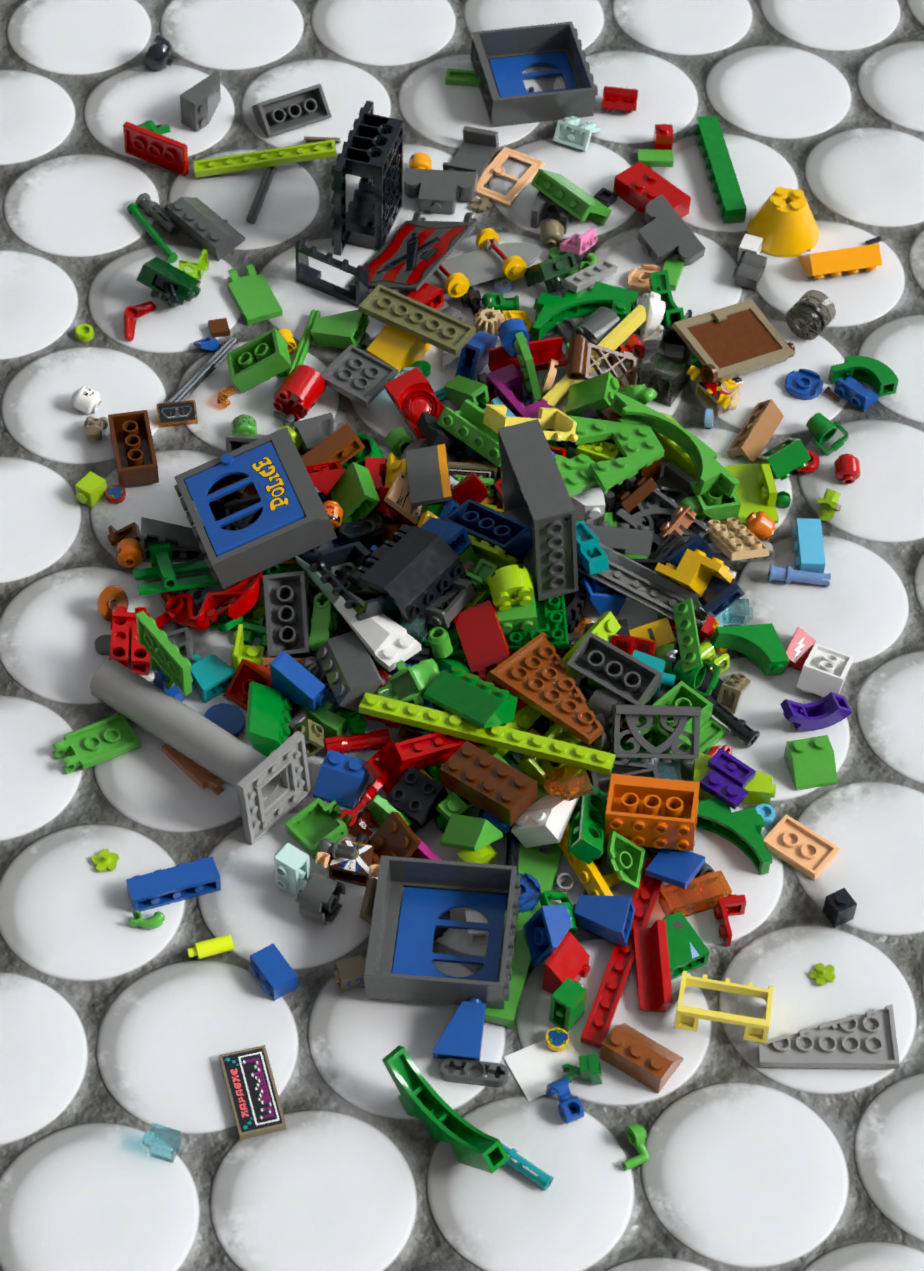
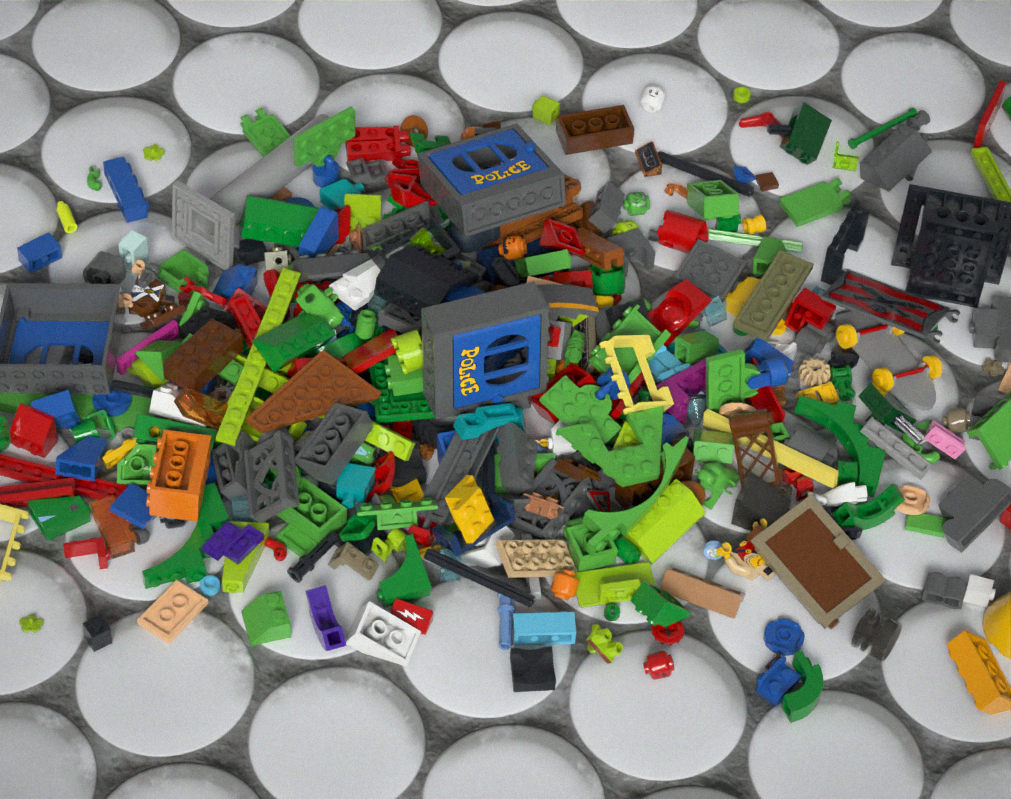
camera: 85 degrees right, 0 degrees up
(94, 427) = (629, 105): dark tan plate -> none
(115, 494) = (546, 128): tile -> none
(341, 573) = (423, 239): none -> clear neon green bracket
(762, 583) = (479, 577): none -> black axle
(823, 431) = (709, 645): green piece -> none
(859, 559) = (532, 669): none -> black brick

